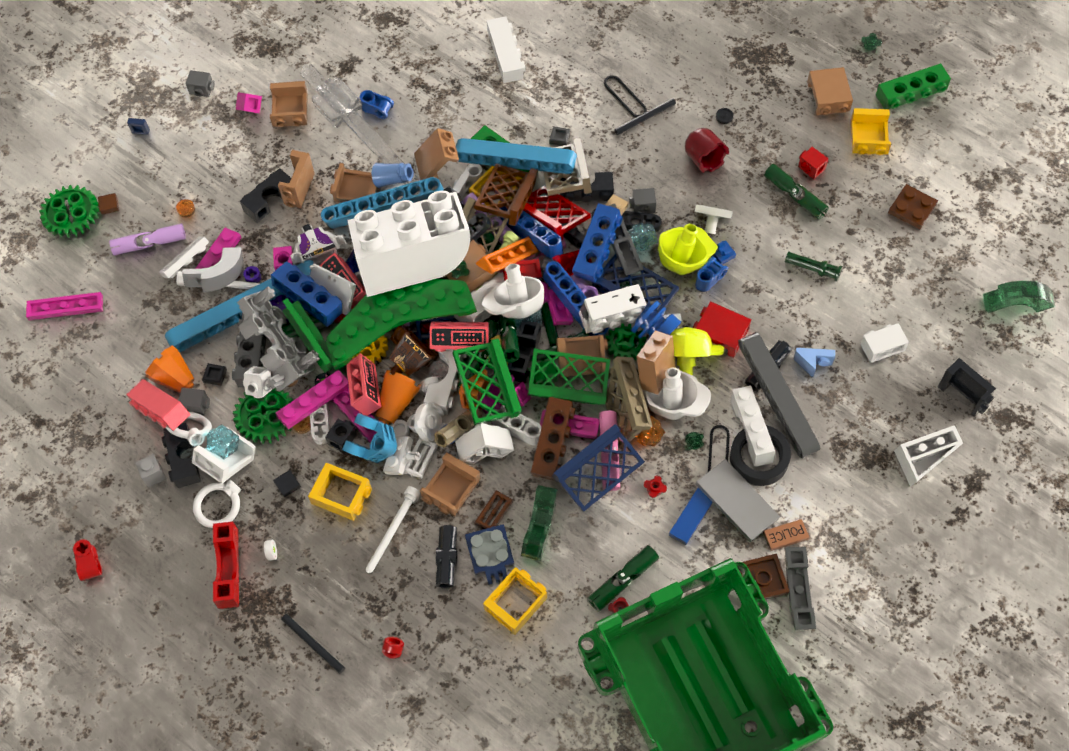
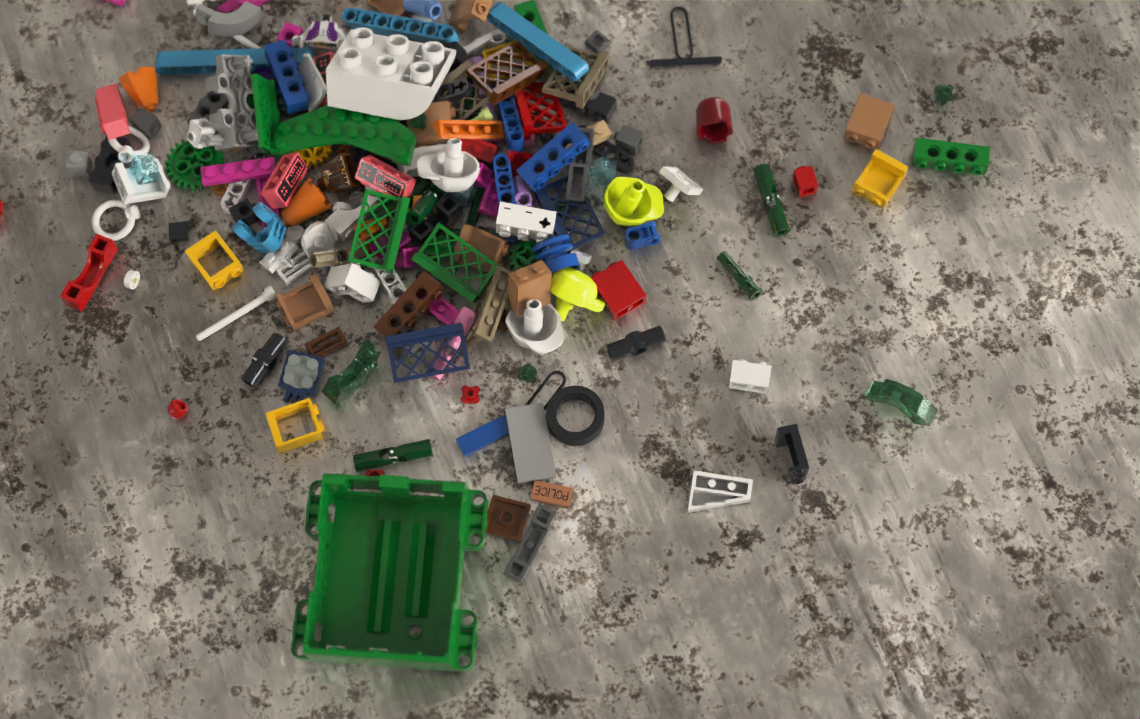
camera: 30 degrees right, 5 degrees up
(214, 374) = (177, 108): black tile -> none
(249, 270) = (256, 32): dark purple bush -> none
(334, 663) = (120, 373): black bar -> none
(652, 436) = (495, 349): clear orange brick -> none
(724, 116) = (758, 96): black piece -> none
(724, 253) = (668, 223): blue tile -> none
(758, 439) = (581, 390): white arch -> none
(779, 395) = (623, 372): dark grey beam -> none
(809, 358) = (678, 355): light blue slope -> none
(913, 206) = (869, 268): reddish brown plate -> none

